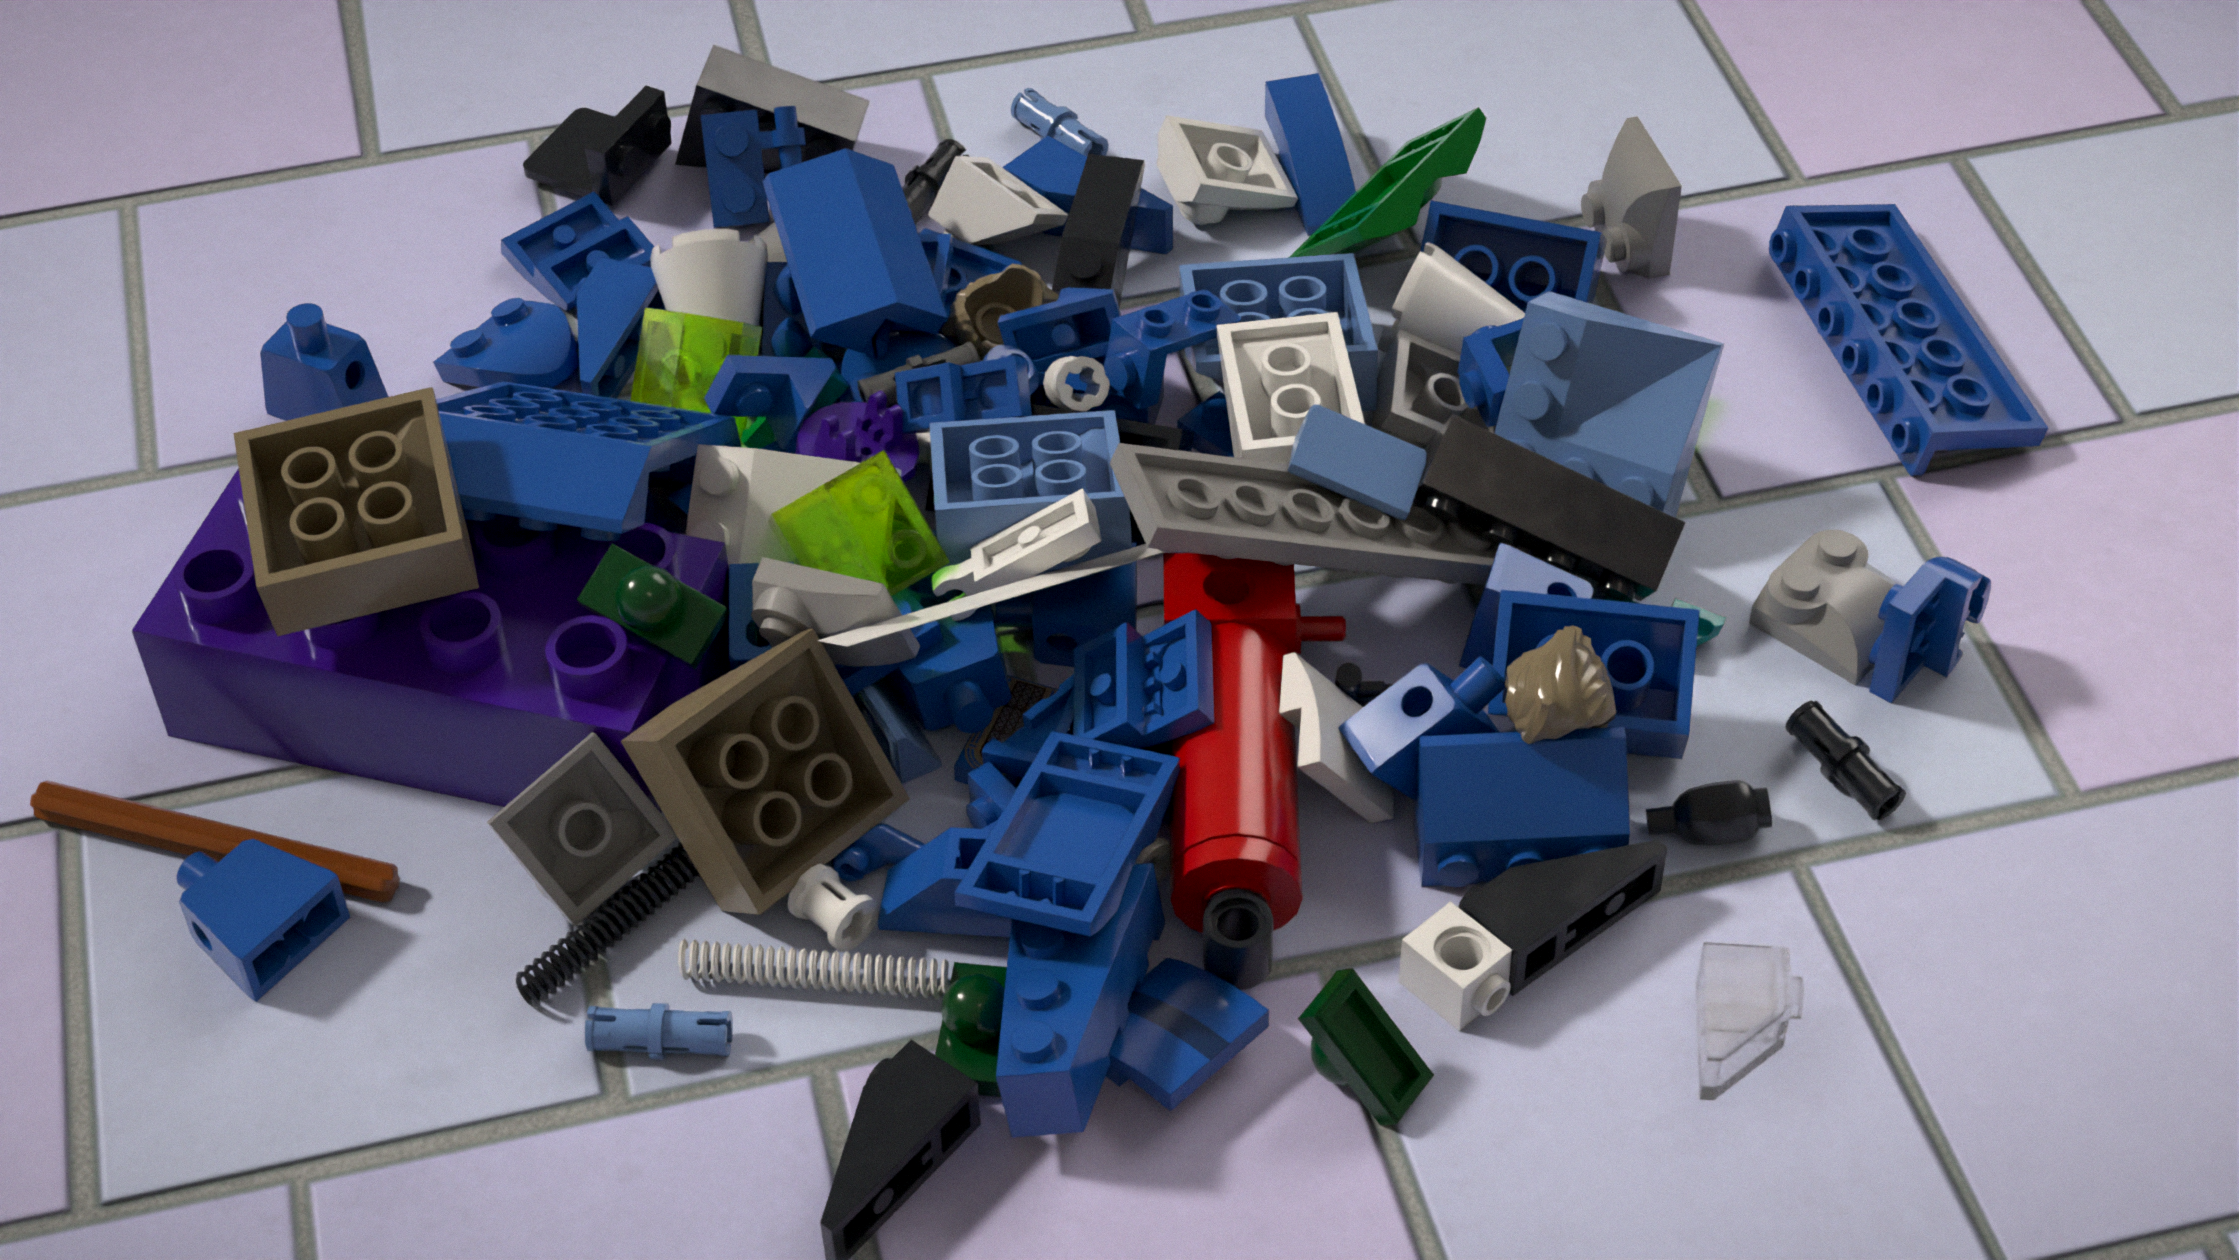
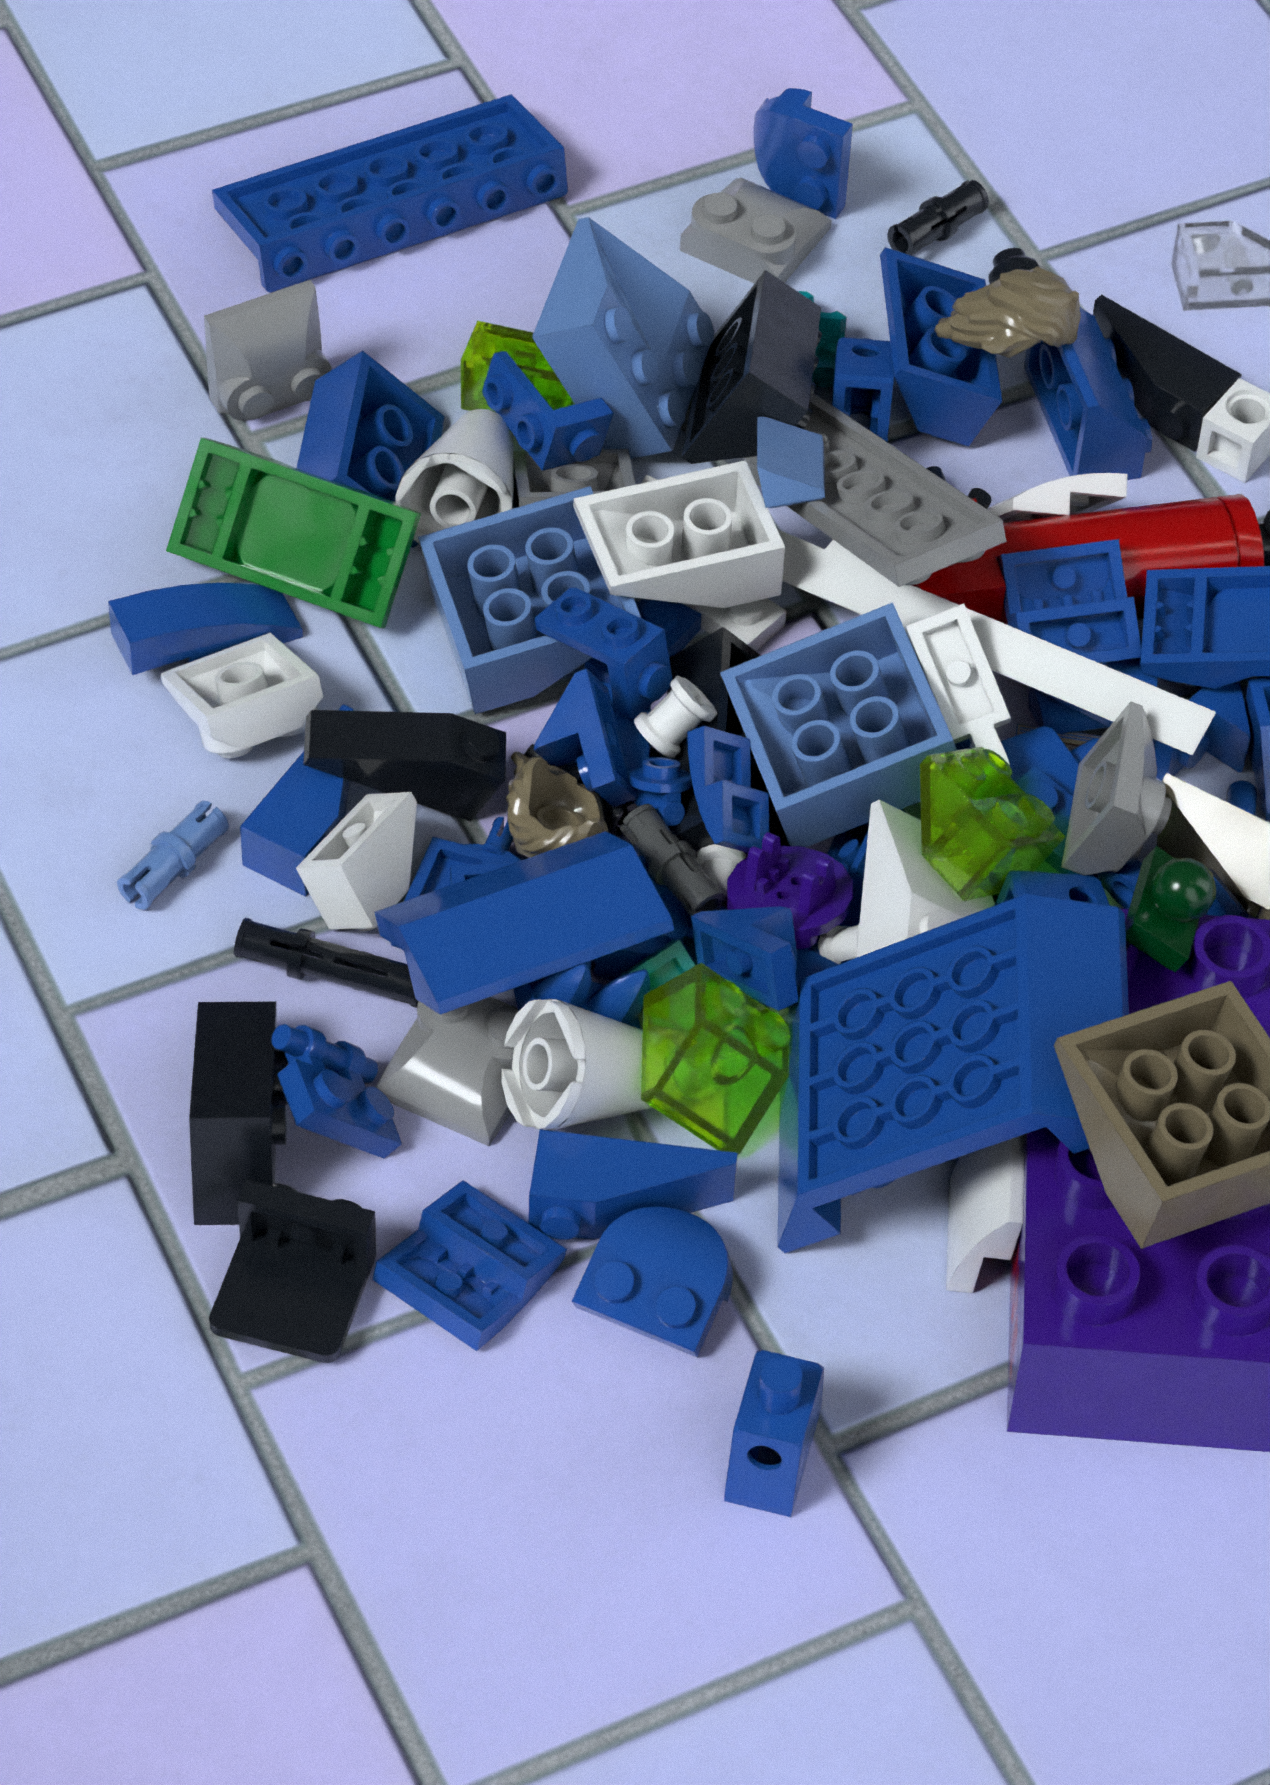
camera: 105 degrees left, 5 degrees up
(1420, 705) = (1038, 430): blue torso -> none

